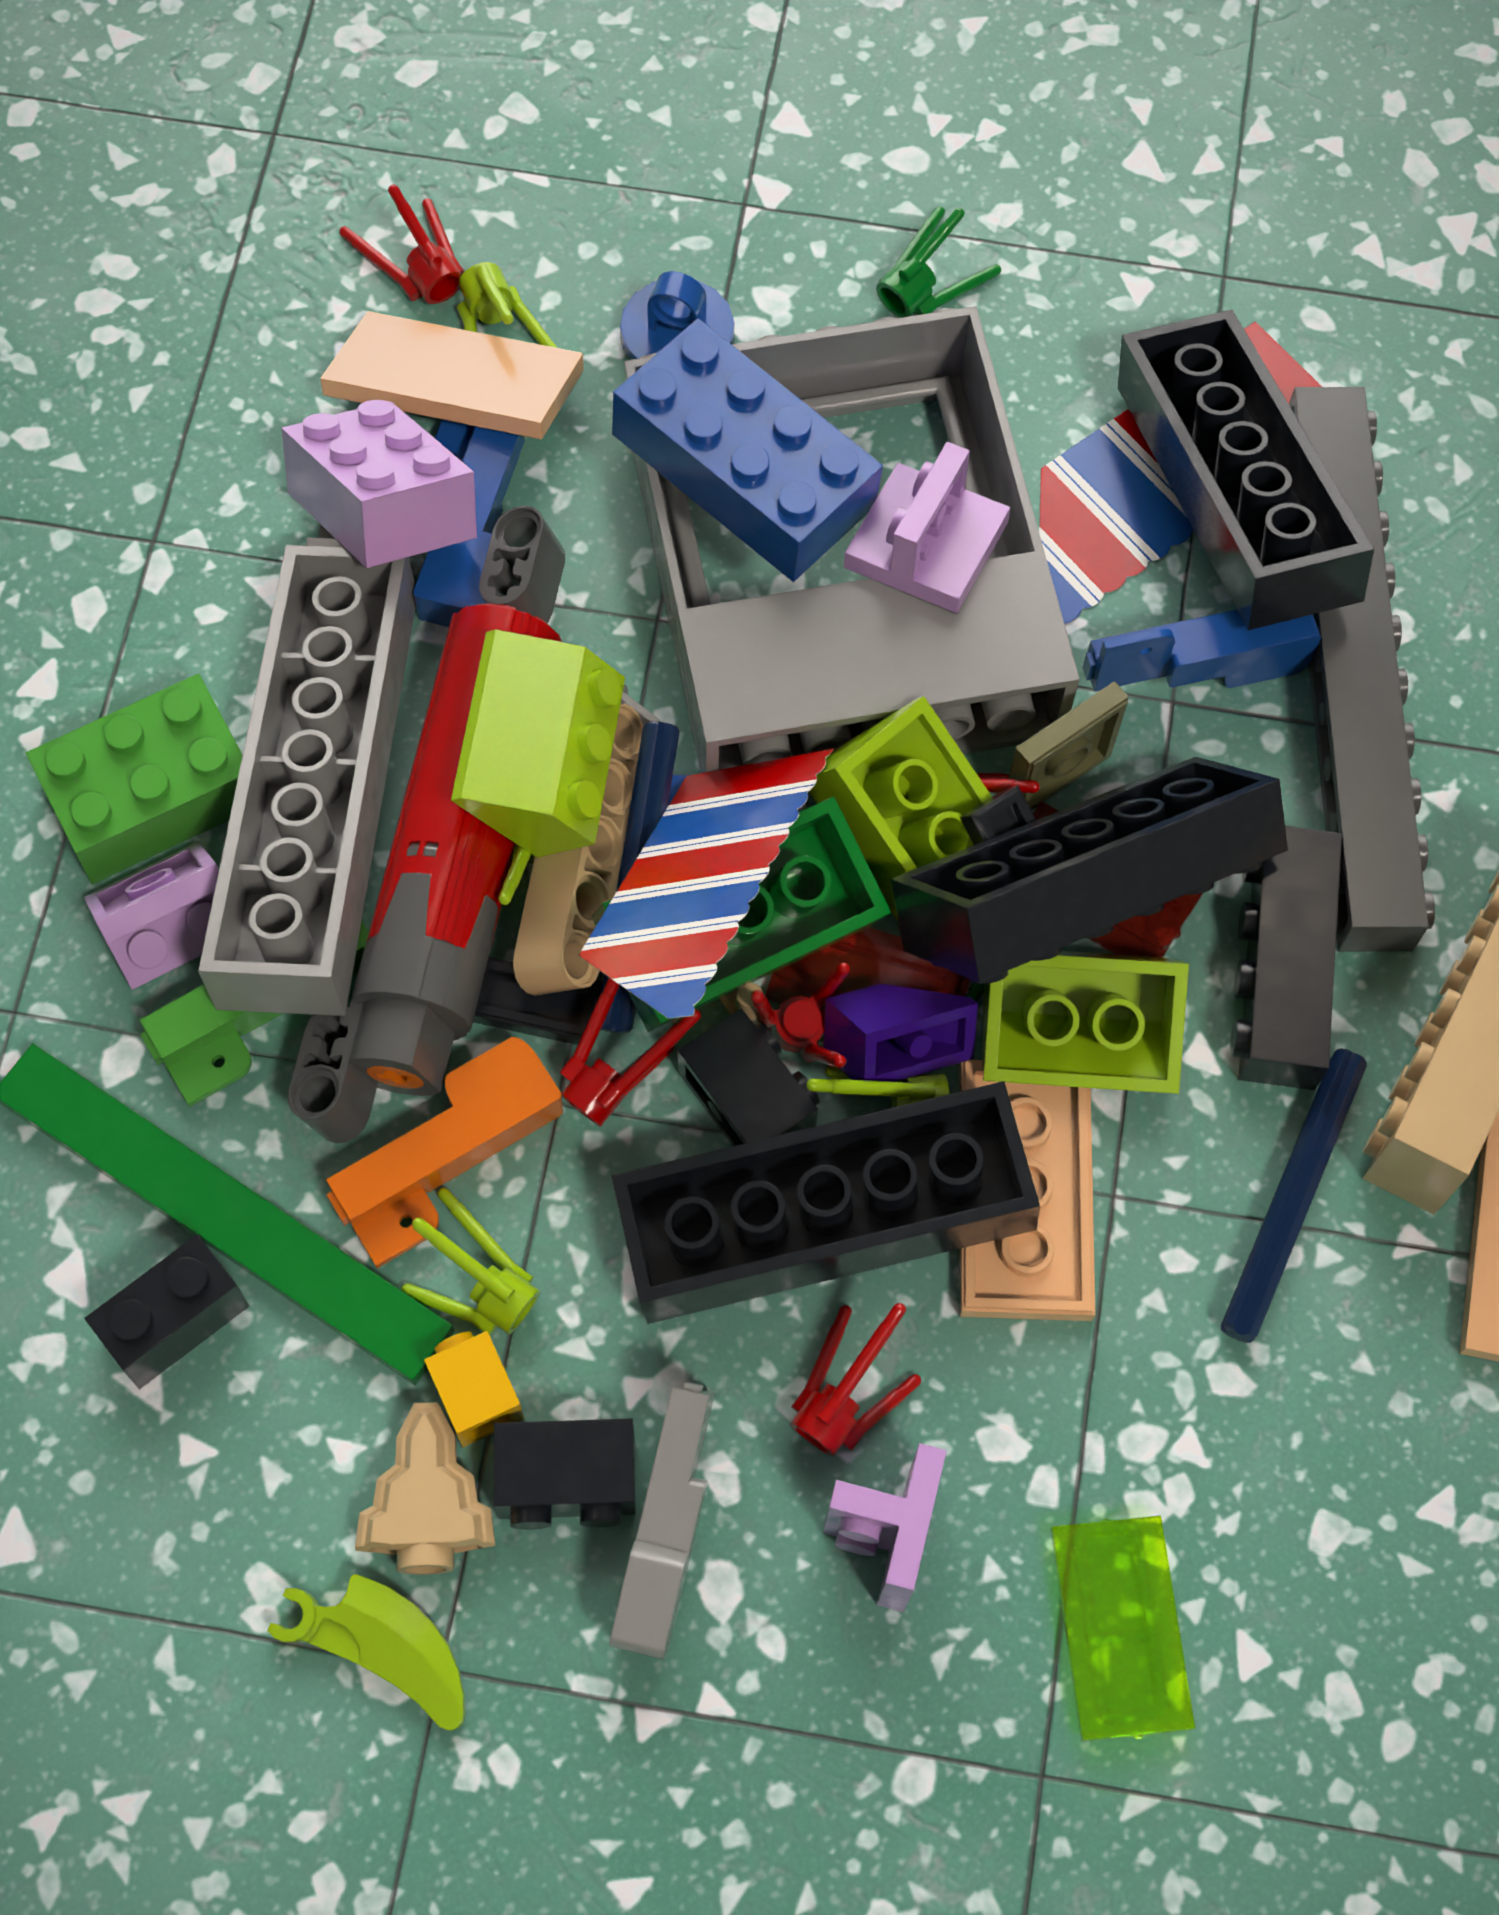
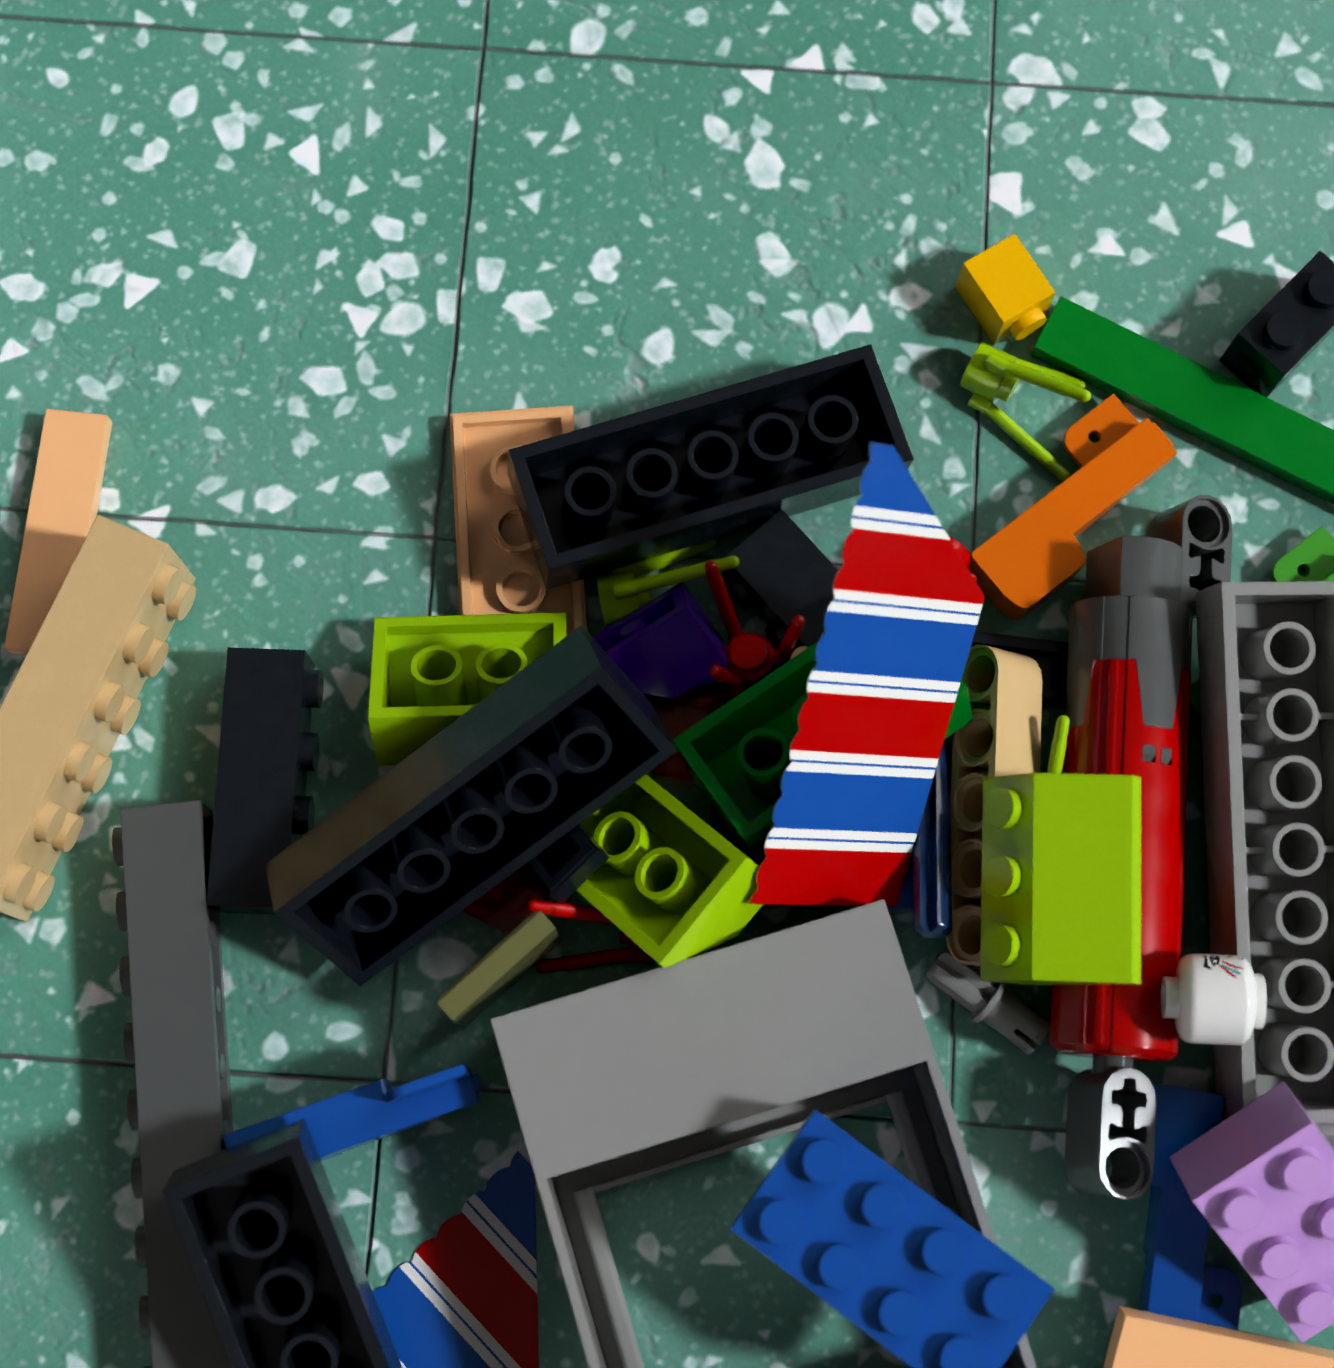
camera: 175 degrees right, 10 degrees up
(389, 1639) = (1044, 94): lime piece -> none
(417, 628) = (1214, 999): none -> white head
(426, 1501) = (1029, 192): tan rock -> none
(564, 1472) = (912, 228): black brick -> none
(666, 1529) = (819, 178): light grey piece -> none
(828, 1416) = (681, 302): red plant -> none
(874, 1519) = (627, 193): lavender bracket -> none
(928, 531) = (669, 1178): lavender bracket -> none
(1122, 1628) = (419, 158): clear neon green piece -> none
(1293, 1196) = (261, 547): dark blue axle -> none

